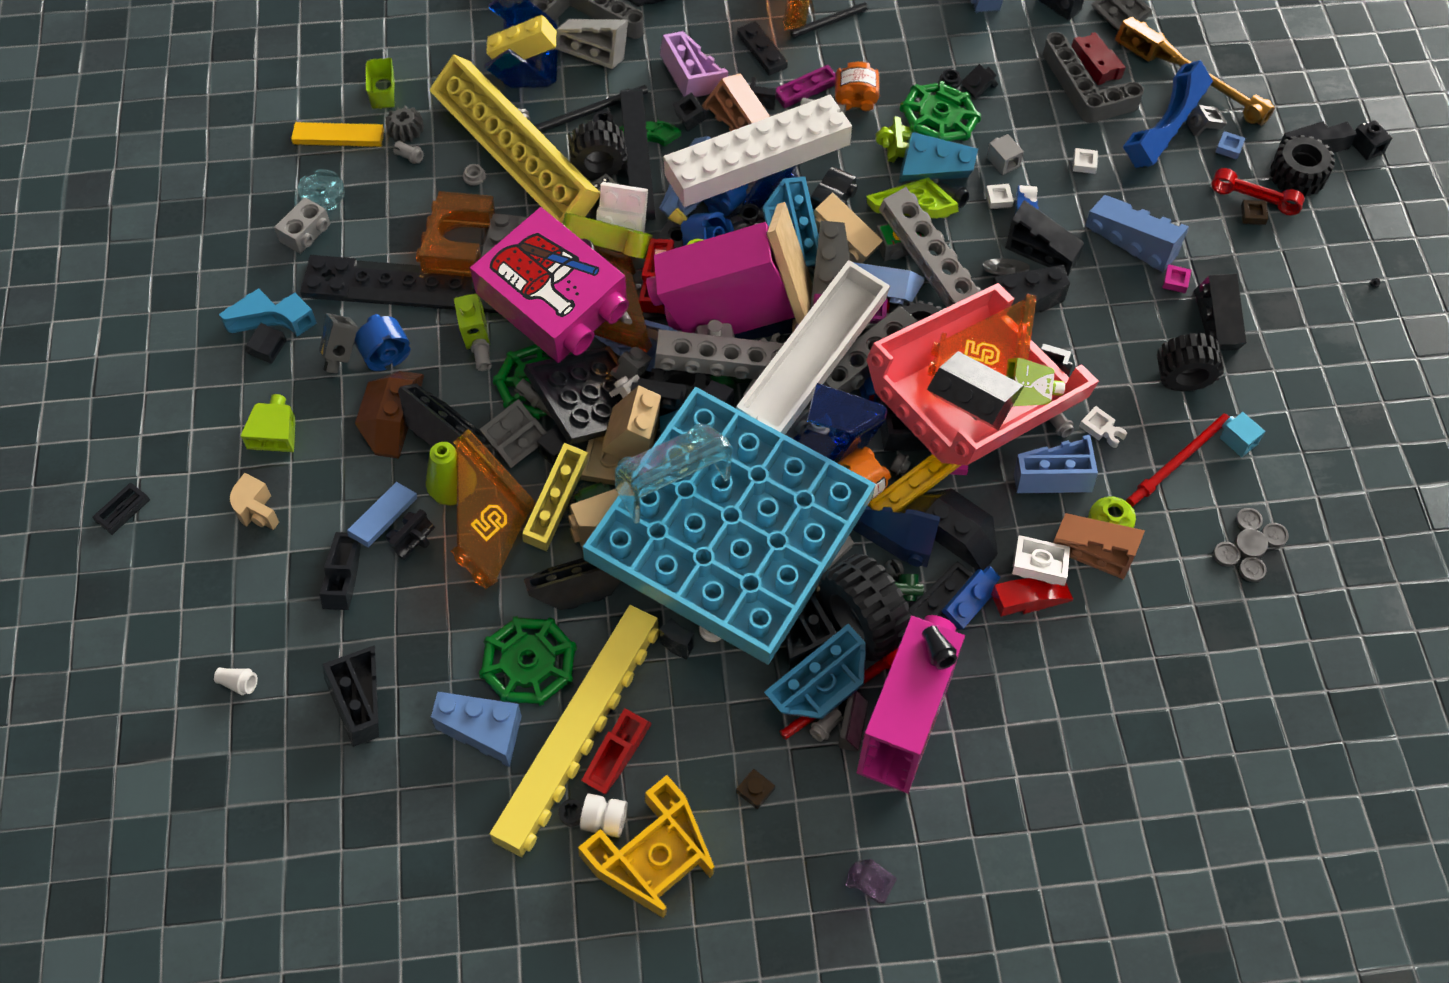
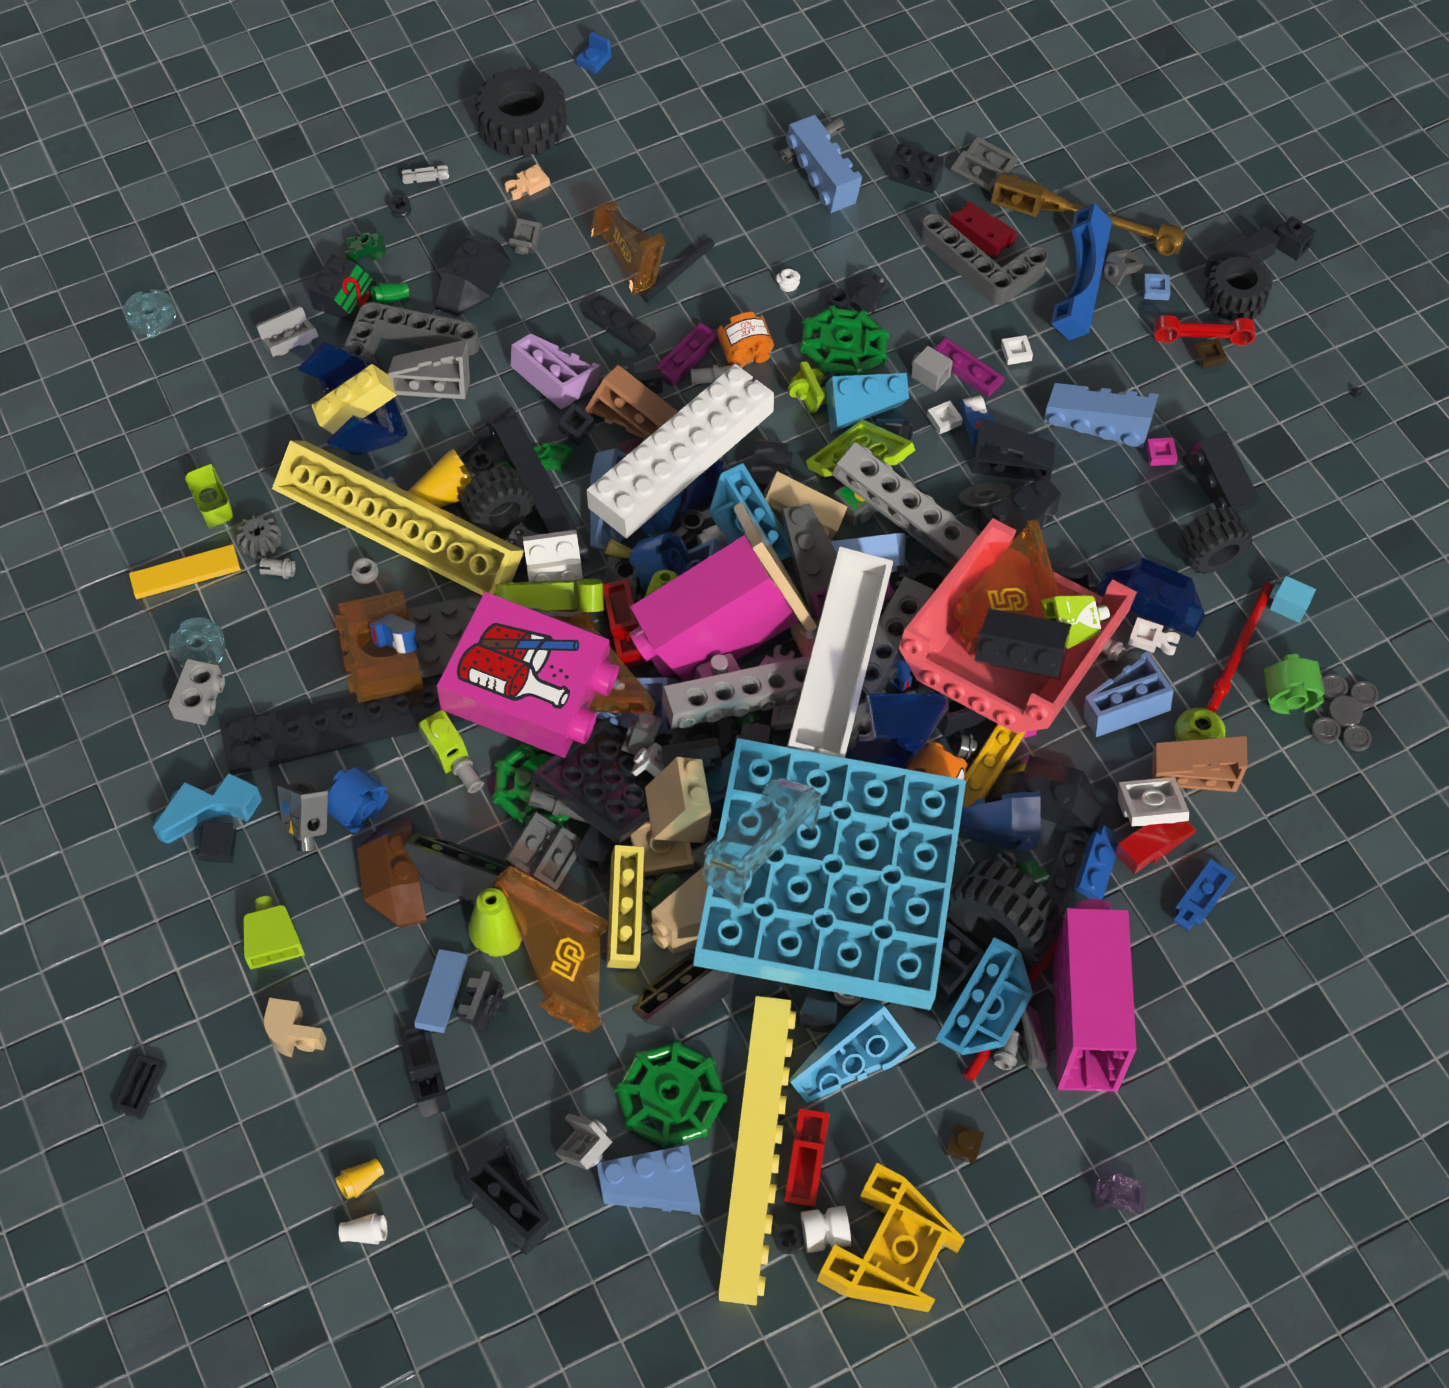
camera: 20 degrees left, 0 degrees up
(251, 637) = (358, 1178): none -> yellow cone
(437, 675) = (585, 1144): none -> light grey bracket
(469, 225) = (394, 633): none -> blue leg
(561, 123) = (443, 482): none -> yellow cone
(696, 677) = (857, 1046): none -> dark azure wedge
(916, 52) = (788, 280): none -> white plate
(940, 650) = (1111, 933): black cone -> none
(1039, 165) = (970, 368): none -> magenta tile
(1054, 654) = (1203, 895): none -> blue hinge
(1125, 395) = (1160, 594): none -> clear blue wedge
(1211, 504) = (1294, 684): none -> bright green brick

